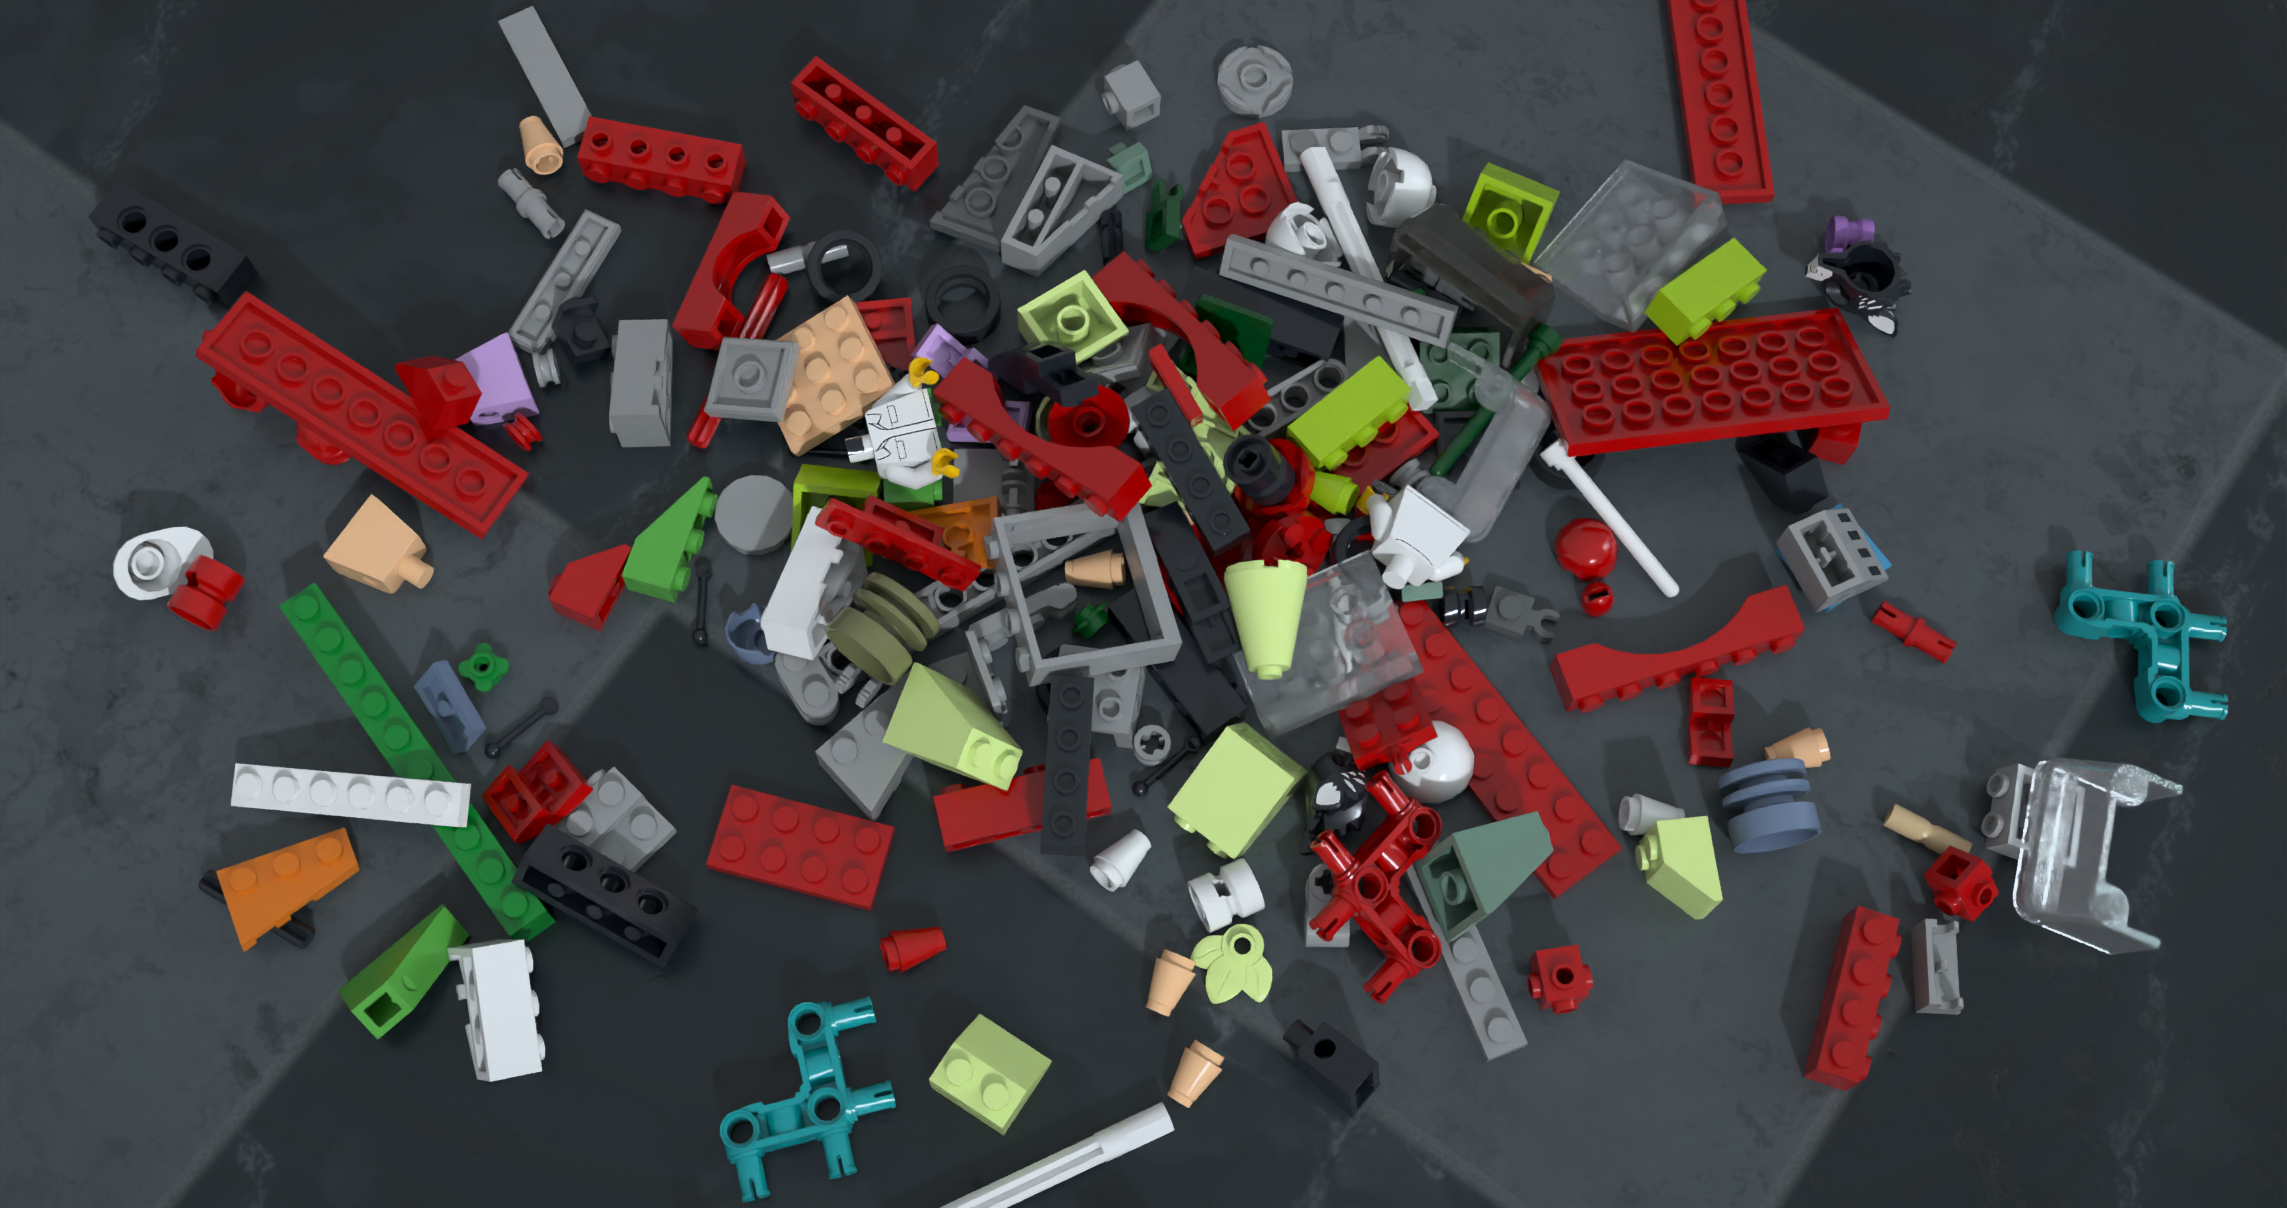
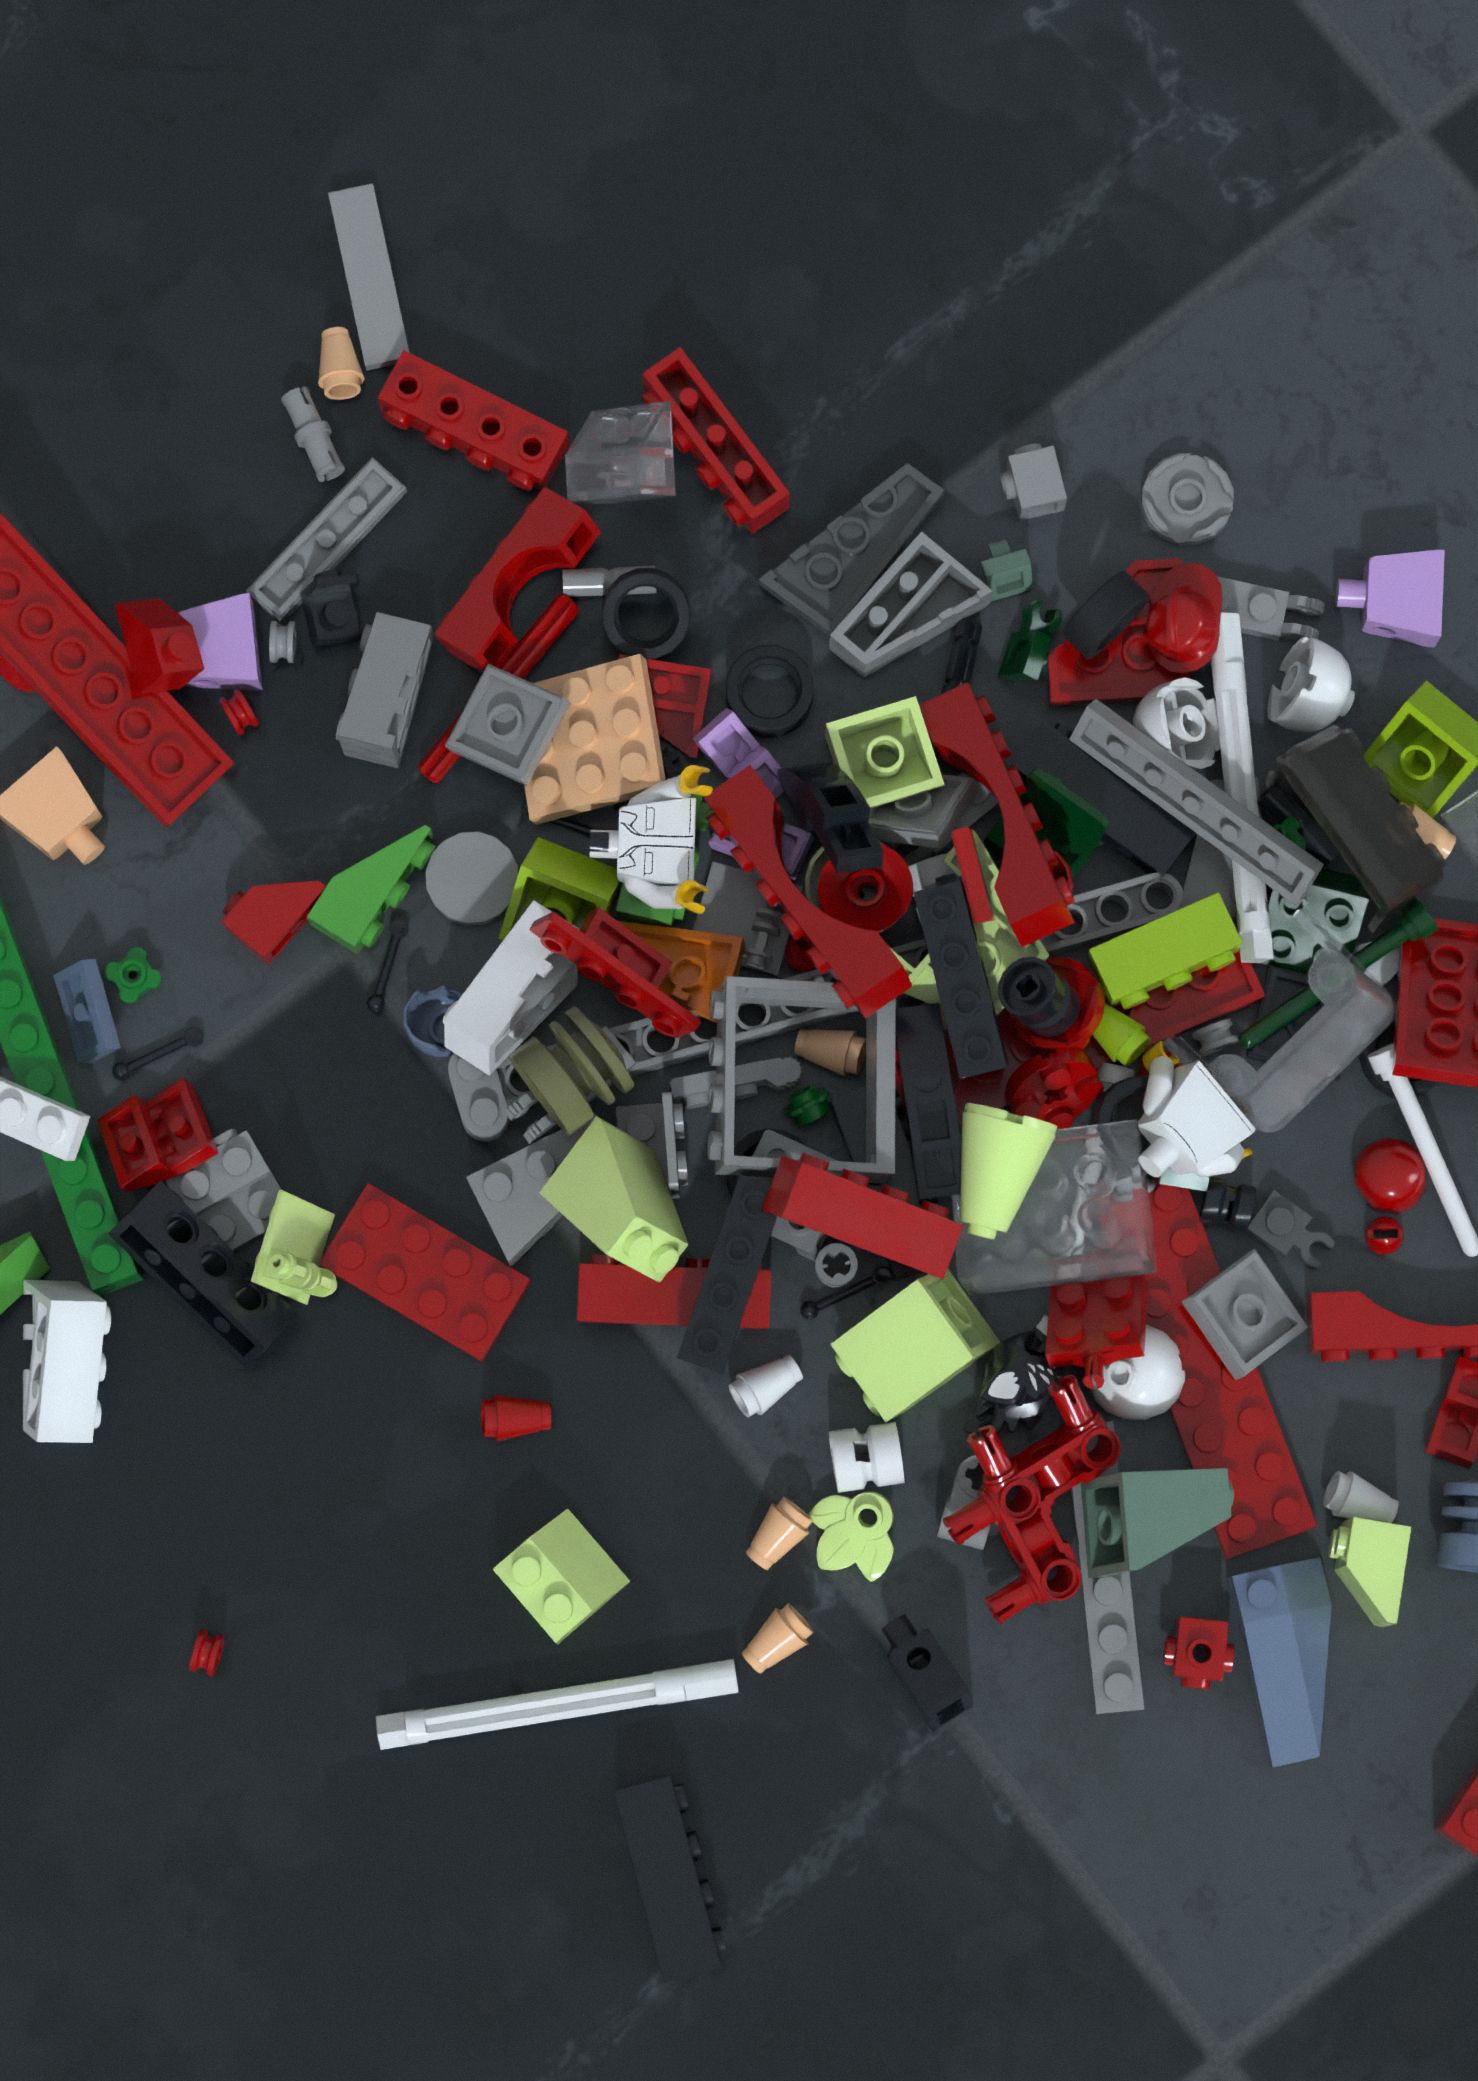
camera: 20 degrees right, 10 degrees up
(681, 855) = (293, 1250): none -> yellowish green hinge
(793, 152) = (622, 456): none -> clear slope
(796, 1118) = (346, 1568): teal pin -> none
(1165, 682) = (862, 1216): none -> red brick
(1219, 169) = (1105, 614): none -> black tyre
(1283, 161) = (1185, 618): none -> red piece
(1446, 108) = (1399, 596): none -> lavender torso
(1506, 689) = (1244, 1314): none -> light grey tile
(1627, 954) = (1285, 1642): none -> sand blue wedge

